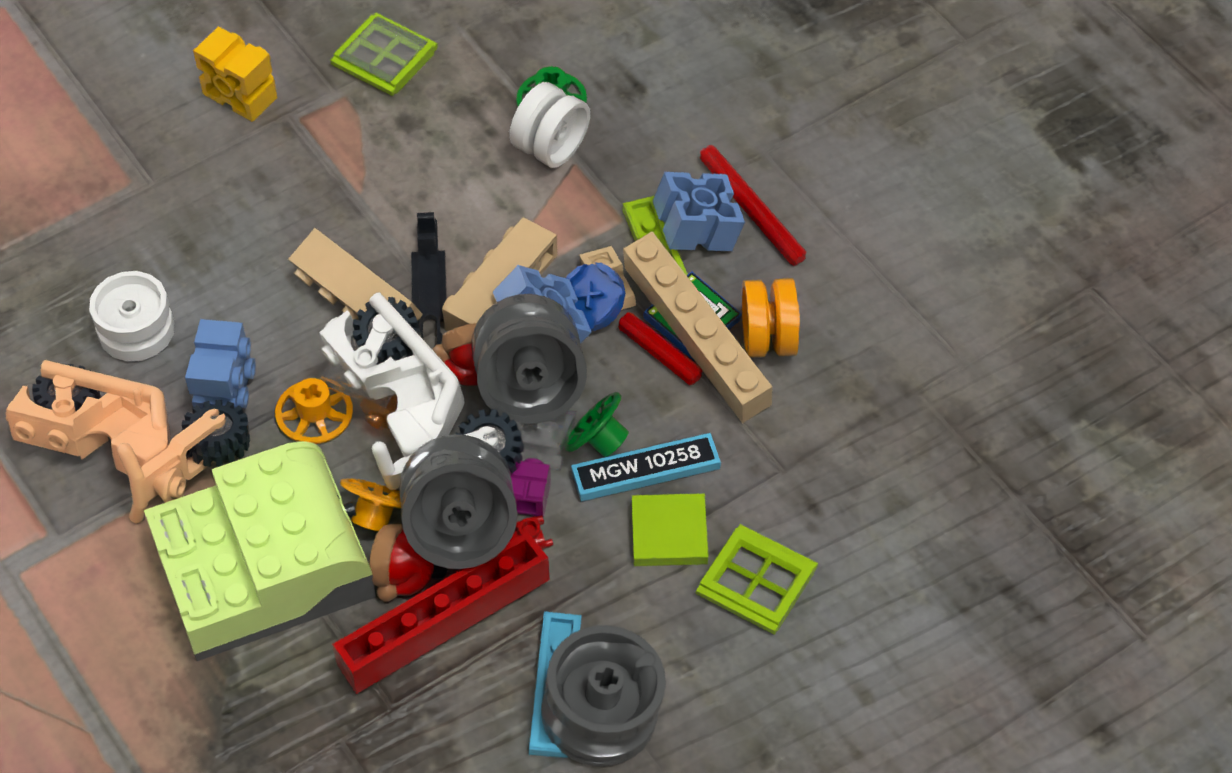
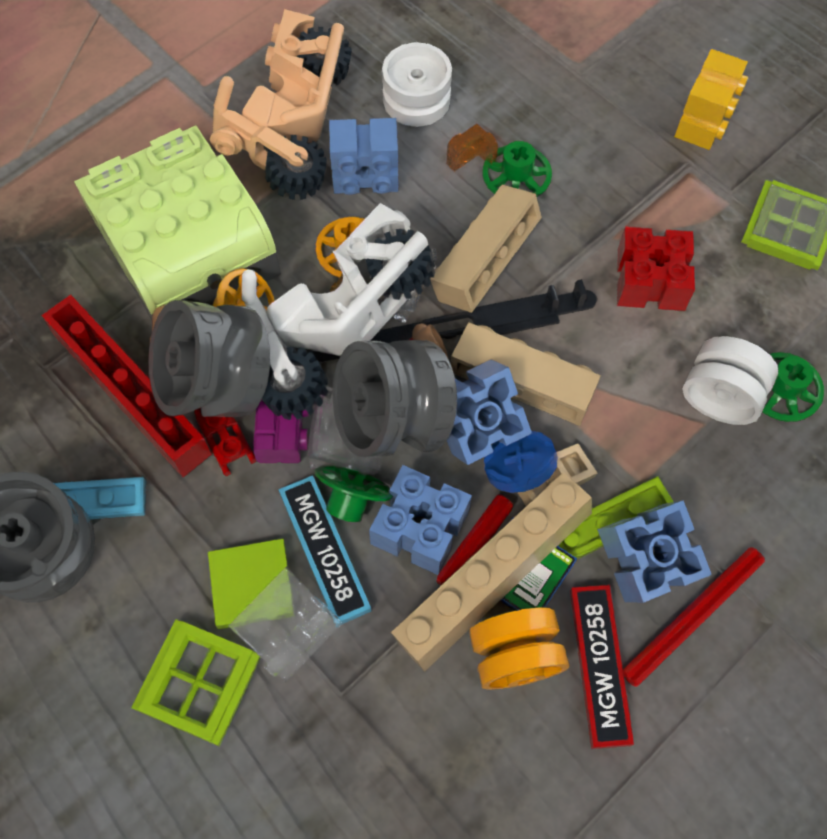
camera: 80 degrees right, 10 degrees up
(221, 277) = (470, 144): none -> clear orange bracket
(258, 251) = (518, 167): none -> green wheel
(412, 160) = (655, 268): none -> red brick
(639, 377) = (430, 539): none -> medium blue brick
(719, 491) = (285, 624): none -> clear plate
(810, 277) = (601, 667): none -> tile

